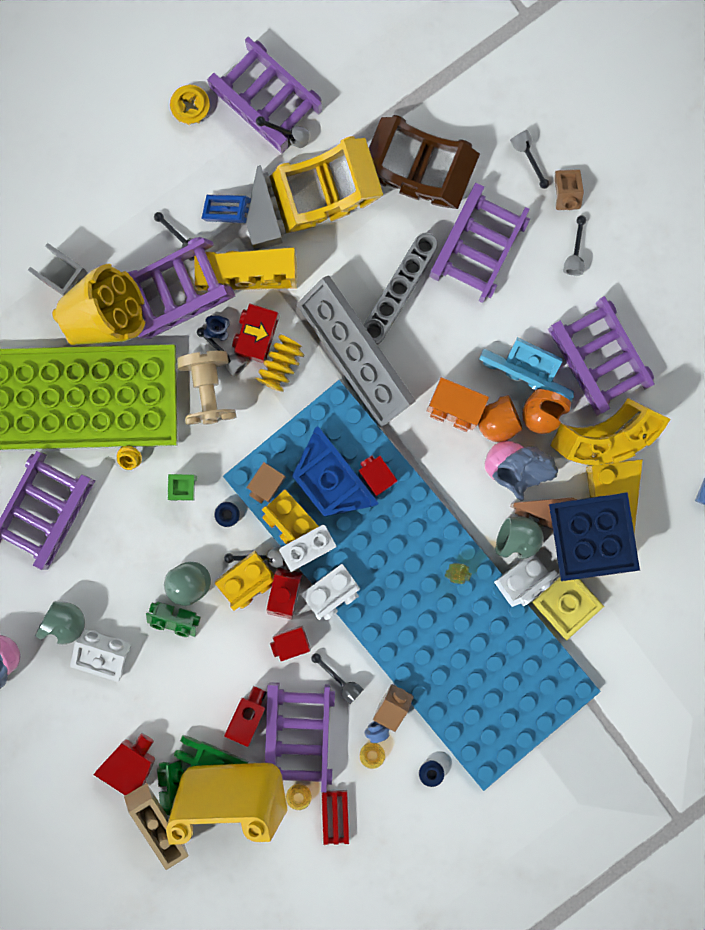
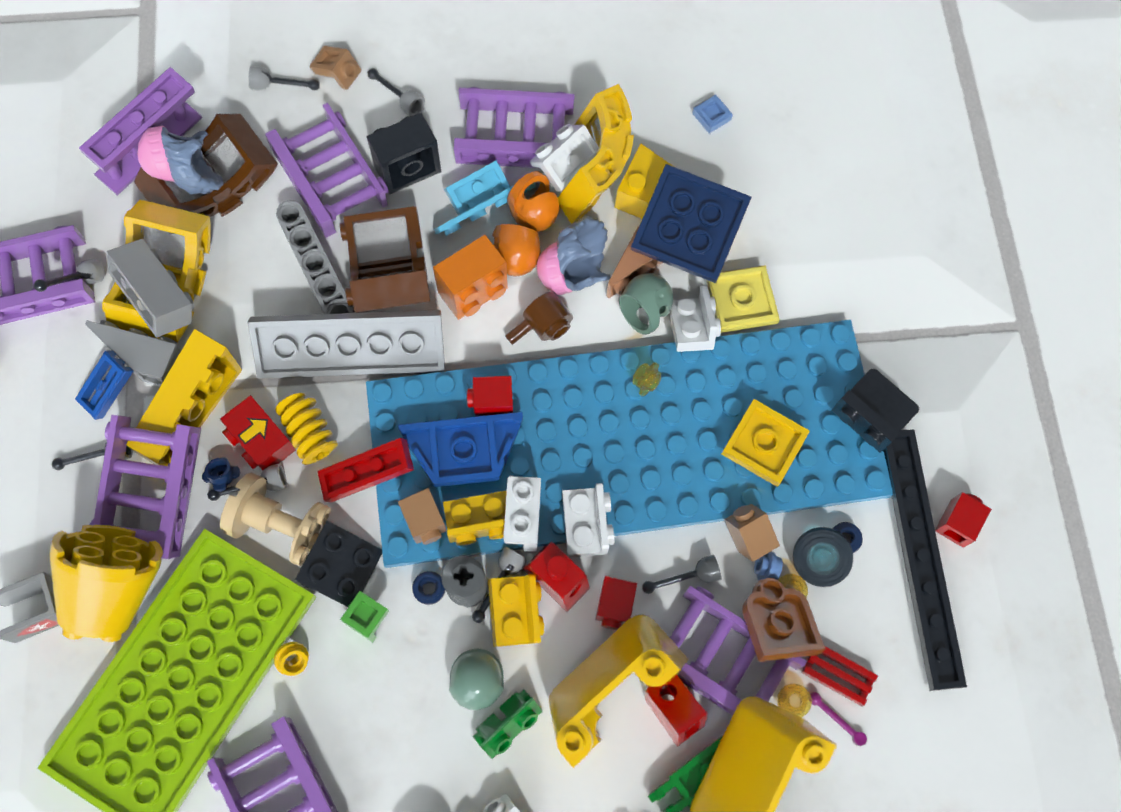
camera: 65 degrees left, 15 degrees down
(205, 447) = (338, 564): none -> black hinge
(231, 535) = (454, 575): none -> dark grey piece
(259, 677) = (635, 647): none -> yellow windscreen
(275, 423) = (365, 470): none -> red plate
(301, 851) = (858, 738): none -> magenta hinge
(306, 193) = (150, 287): none -> light grey brick
(340, 760) = (780, 622): none -> dark orange plate
(406, 765) = (822, 557): none -> black wheel
(410, 144) = (177, 160): none -> sand blue hair
(418, 99) = (116, 143): none -> medium lavender fence
(433, 334) = (381, 261): none -> reddish brown window
(449, 833) = (924, 565): none -> black plate
(462, 474) = (546, 317): none -> reddish brown piece
(462, 682) = (765, 442): none -> yellow plate
(494, 848) = (963, 519): none -> red brick
(524, 292) = (405, 152): none -> black brick
(535, 747) = (876, 409): none -> black bracket
(596, 411) = (565, 154): none -> white bracket

